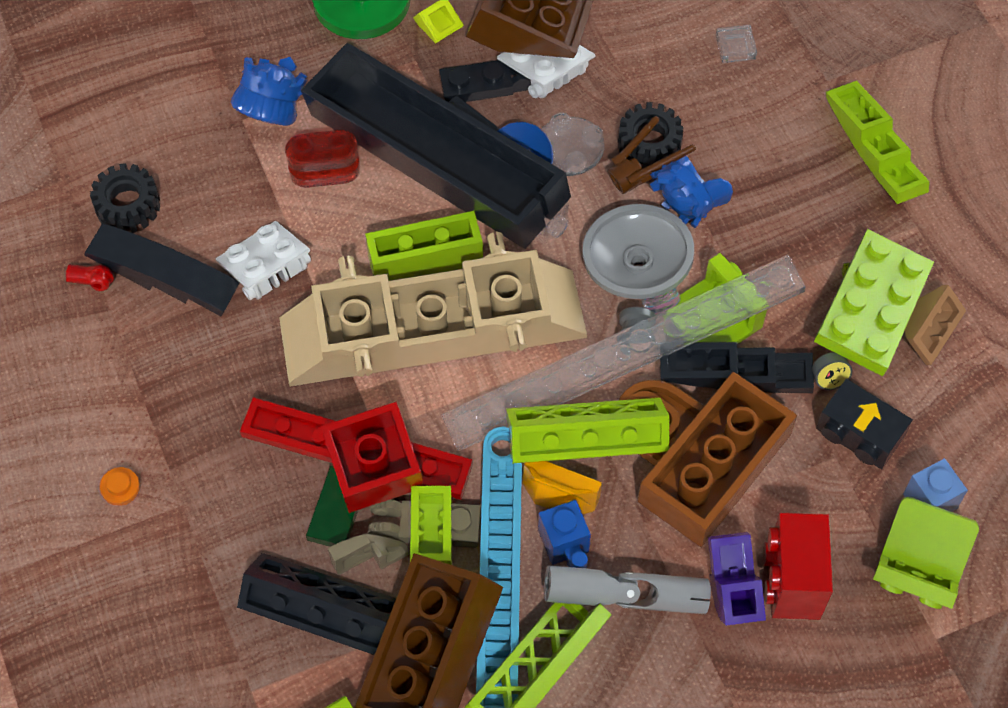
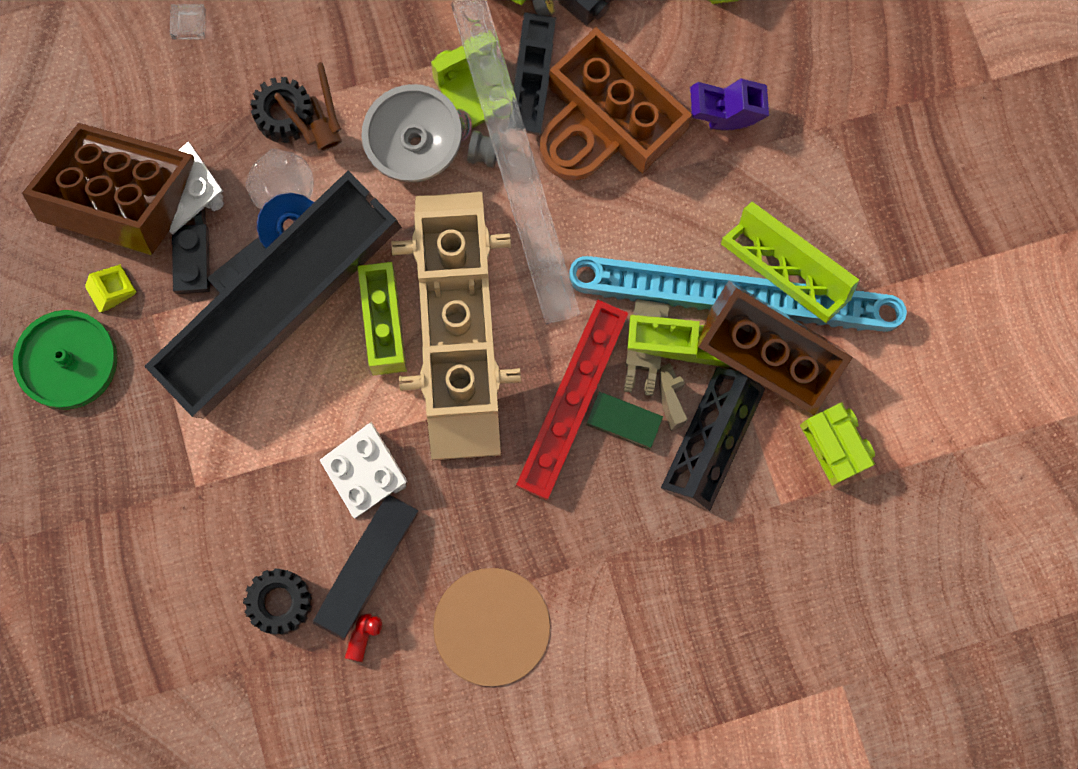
camera: 90 degrees left, 15 degrees up
(105, 400) = (491, 627): none -> medium nougat sticker
(119, 486) = (586, 611): orange plate -> none
(269, 91) = (175, 454): blue hair -> none
(323, 158) = (264, 406): clear red brick -> none
(372, 456) = (600, 376): red brick -> none
(554, 485) = (629, 231): light orange slope -> none
(565, 534) = (674, 232): blue brick -> none
(588, 430) = (595, 191): lime fence -> none
(598, 587) = (729, 189): light grey piece -> none
(687, 192) = (355, 82): blue hair -> none
(799, 566) = (724, 50): red brick -> none

